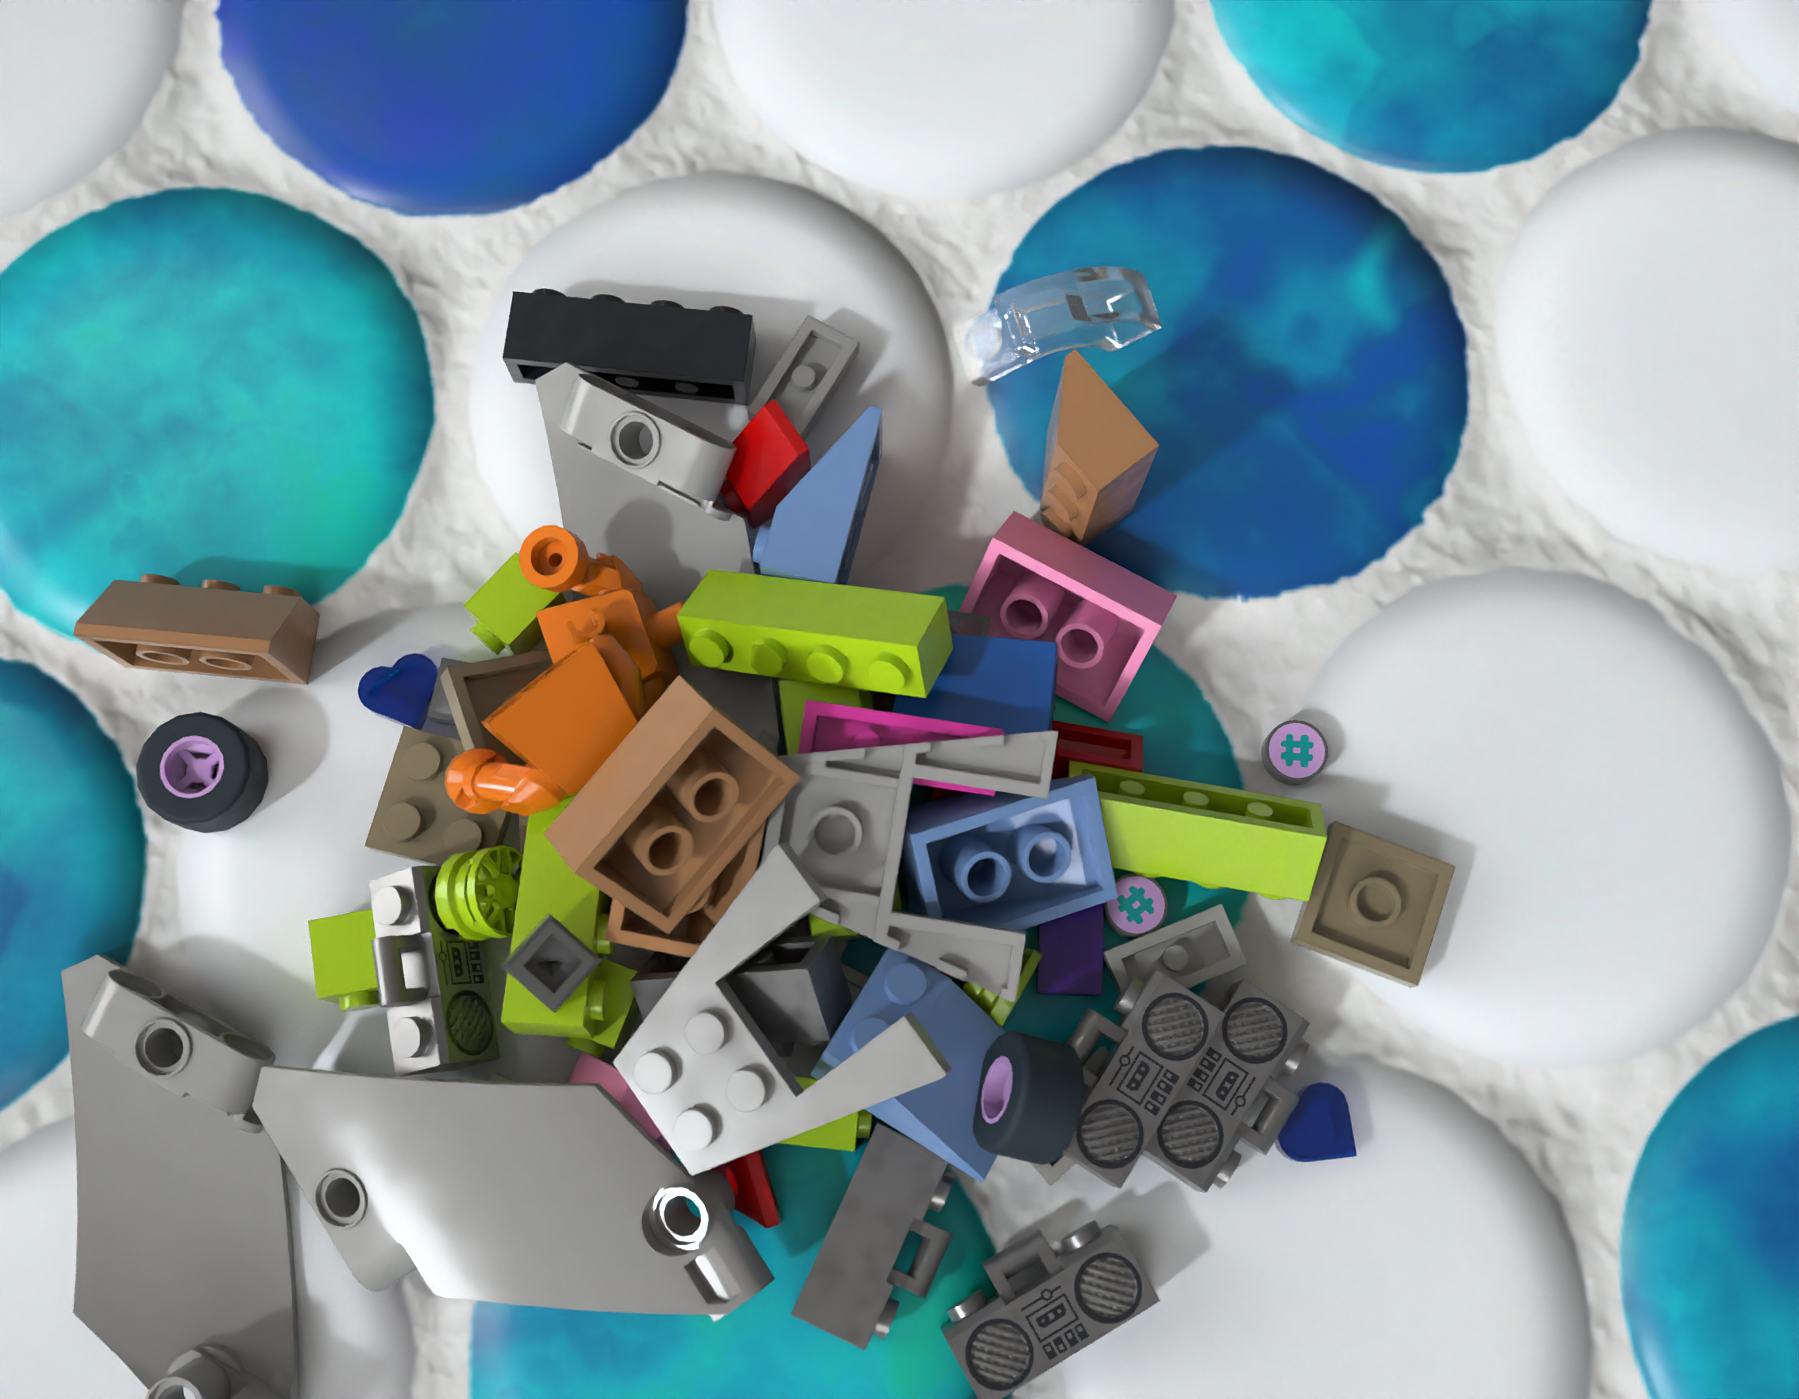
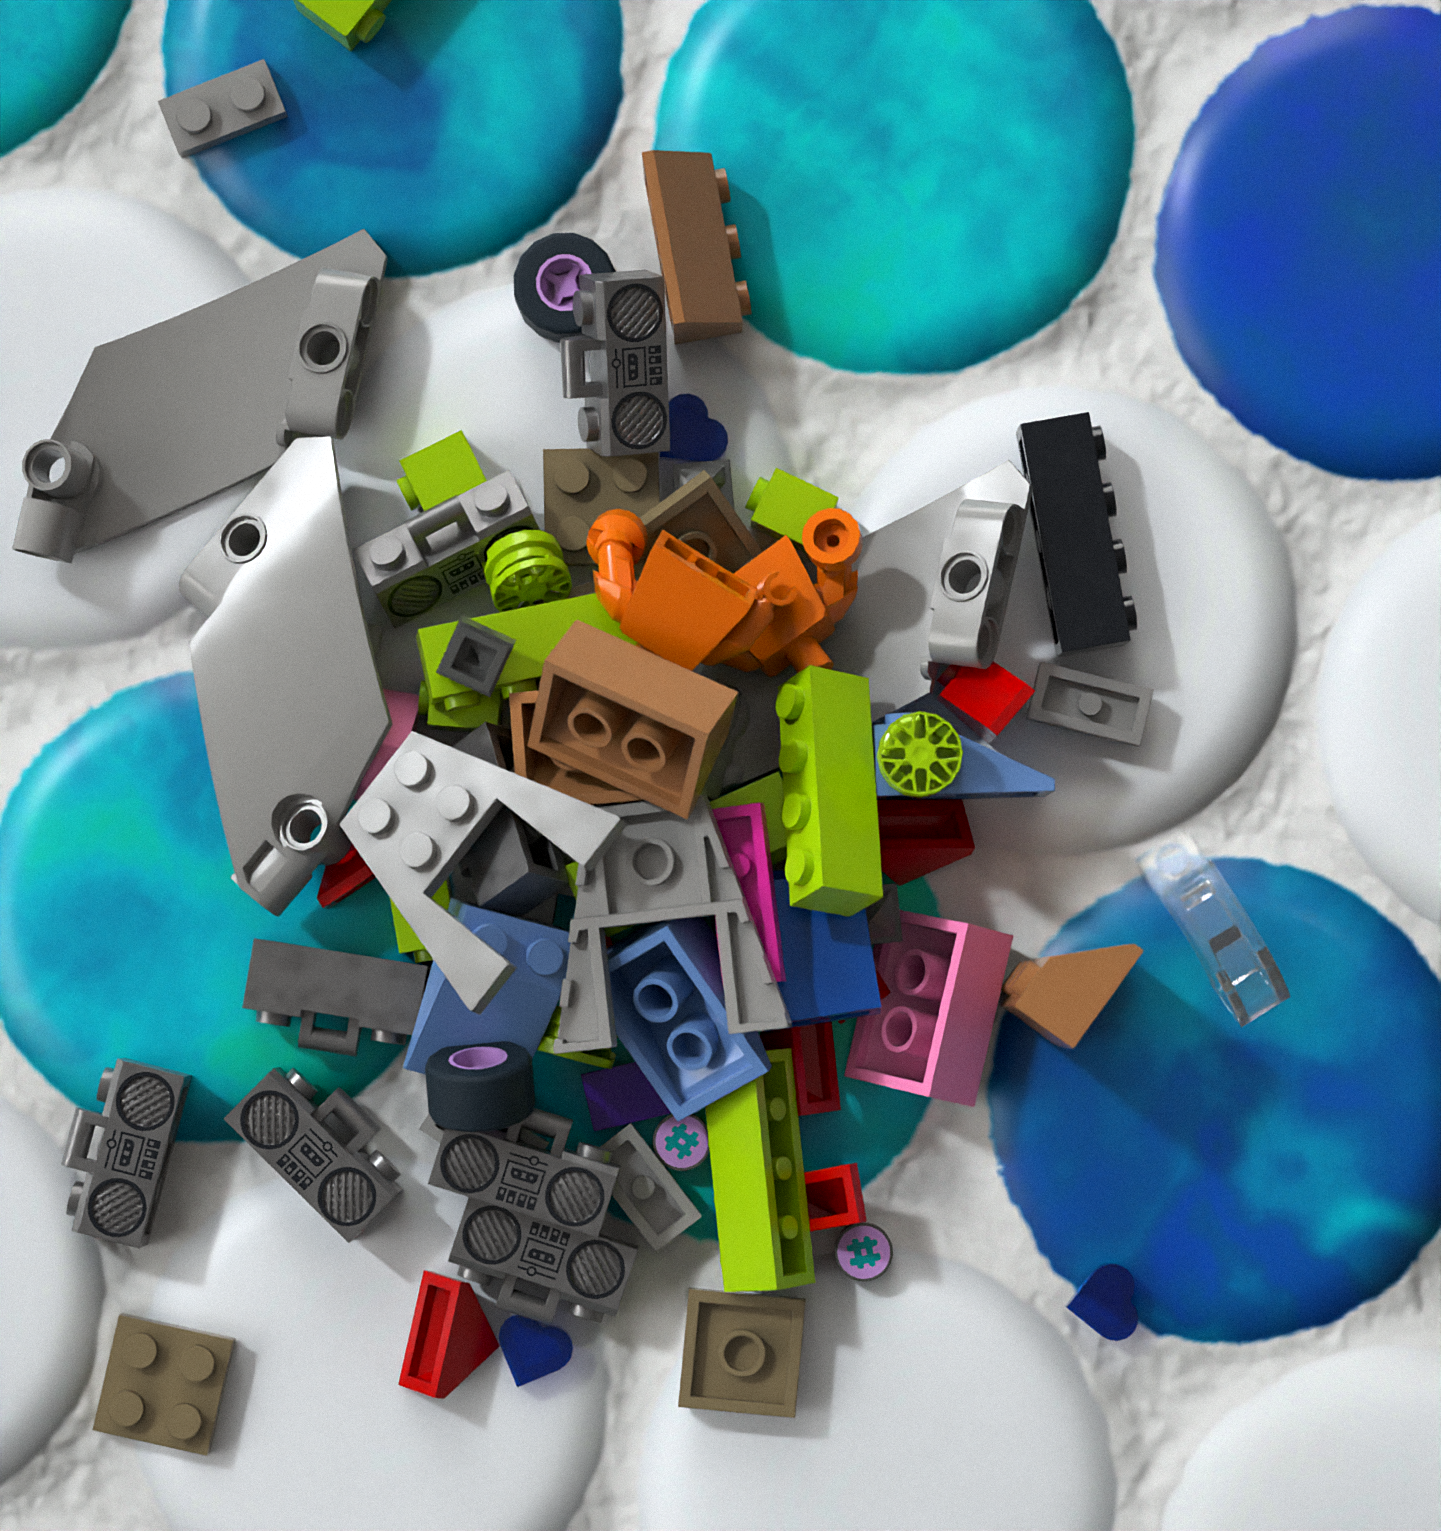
camera: 75 degrees right, 10 degrees up
(296, 722) = (628, 363): none -> flat silver piece
(804, 523) = (919, 754): none -> lime wheel
(889, 560) = (921, 836): none -> red slope
(1239, 755) = (834, 1197): none -> red slope
(1285, 1221) = (445, 1337): none -> red slope
(1400, 530) = (1106, 1303): none -> clear blue tile

